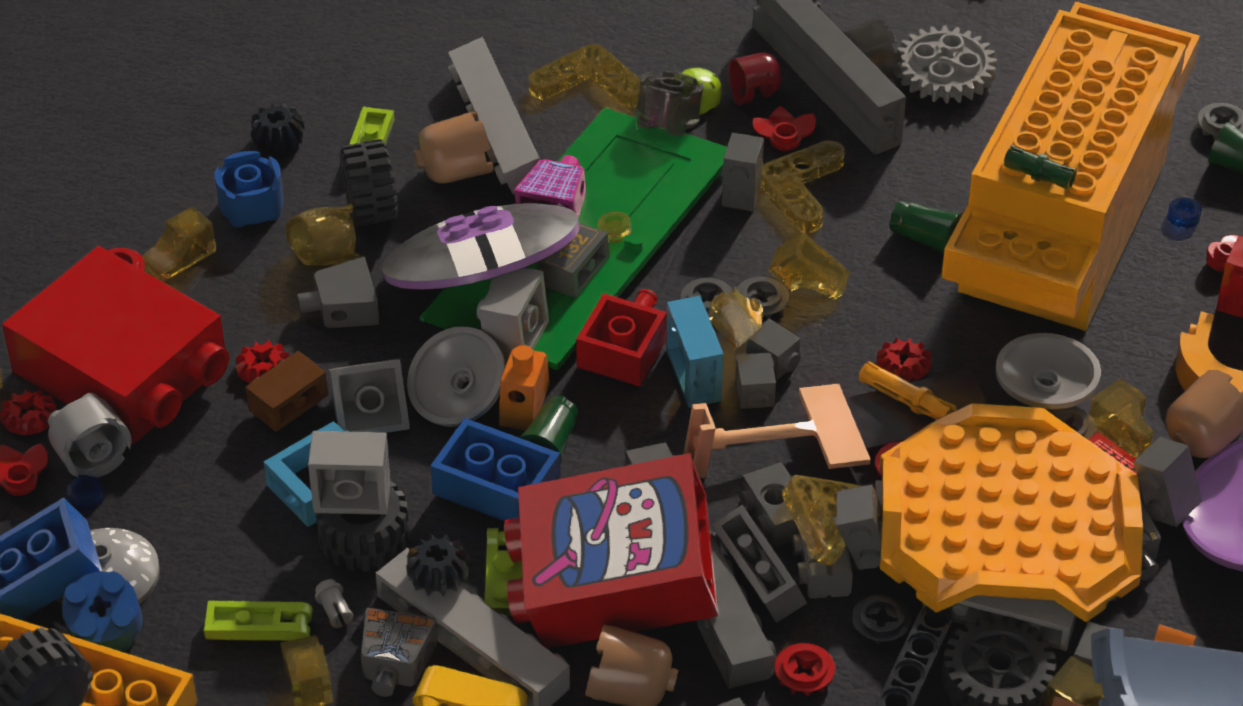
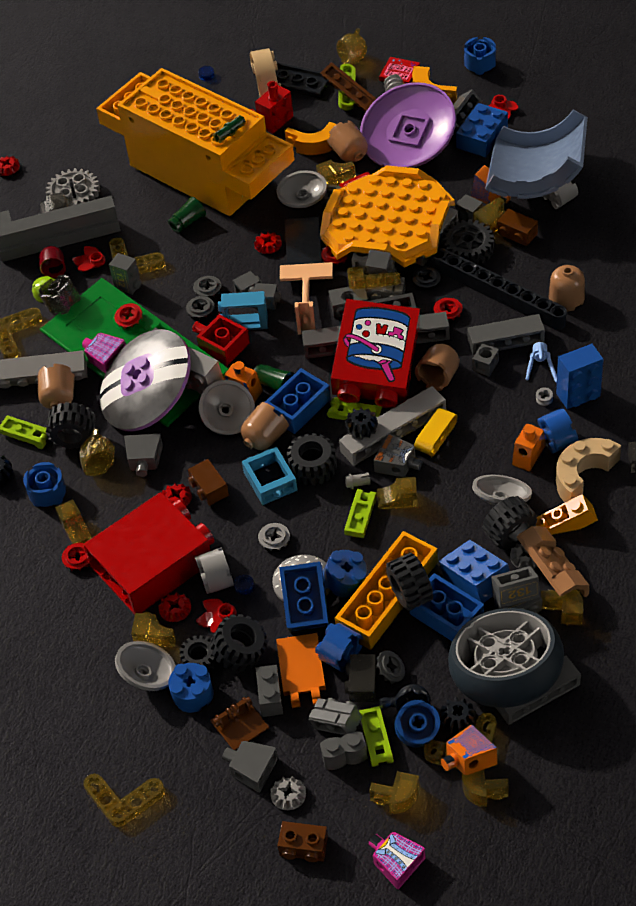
camera: 70 degrees left, 5 degrees up
(177, 505) = (269, 531): none -> light grey gear
(349, 472) = (301, 441): light grey brick -> none
(370, 397) = (222, 448): light grey slope -> none
(417, 432) = (263, 427): none -> medium nougat cylinder
(616, 224) = (138, 329): clear yellow tile -> none
(633, 197) = (124, 311): none -> red gear
(735, 316) = (229, 286): clear yellow arch -> none
(807, 265) = (196, 264): clear yellow arch -> none
(919, 399) = (302, 237): light orange pin -> none
(1168, 481) = (385, 156): dark grey brick -> none

